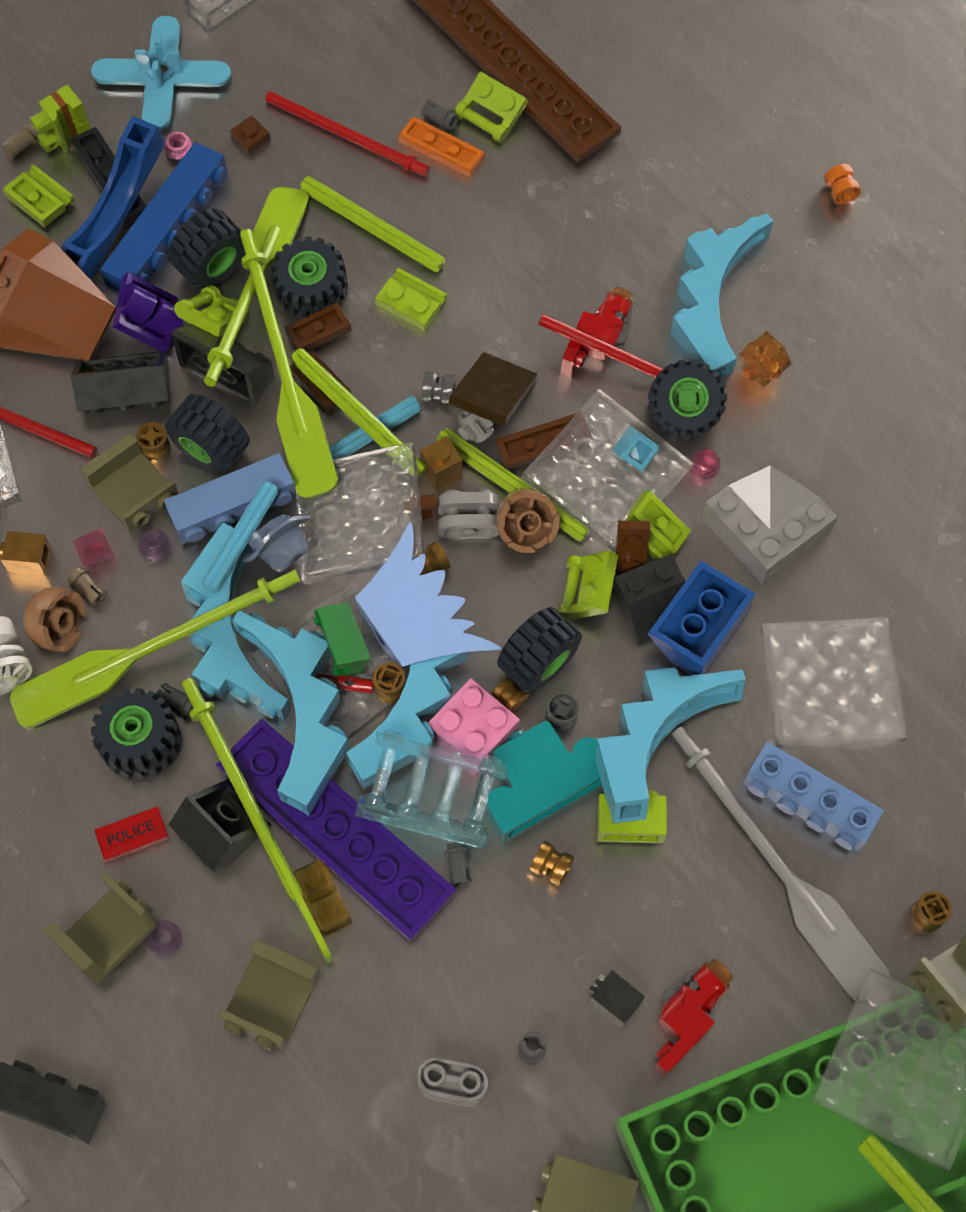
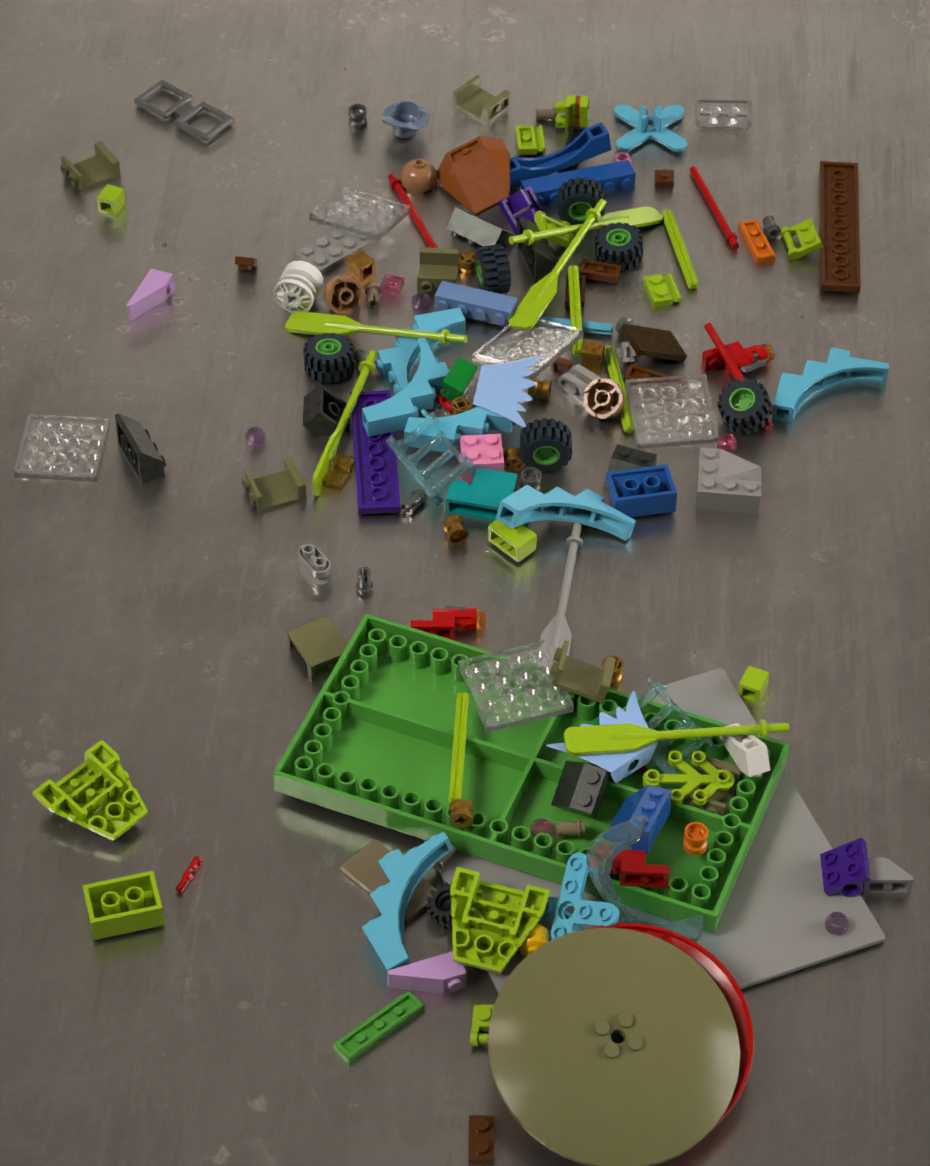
camera: 45 degrees right, 20 degrees down
(105, 931) = (232, 416): olive panel -> none
(131, 834) = (285, 394): red tile -> none
(240, 537) = (459, 314): medium azure axle -> none
(279, 542) = (477, 326): sand blue hat -> none
(595, 585) = (603, 444): lime plate -> none
(615, 998) = (422, 594): pearl dark grey brick -> none
(631, 545) = (643, 436): reddish brown plate -> none
(636, 448) = (693, 406): medium azure slope -> none
(666, 529) = (665, 443): lime plate -> none
(764, 359) = (809, 420): clear orange brick -> none
(812, 797) = (610, 593): medium blue brick -> none
(833, 683) = (680, 565): clear plate -> none

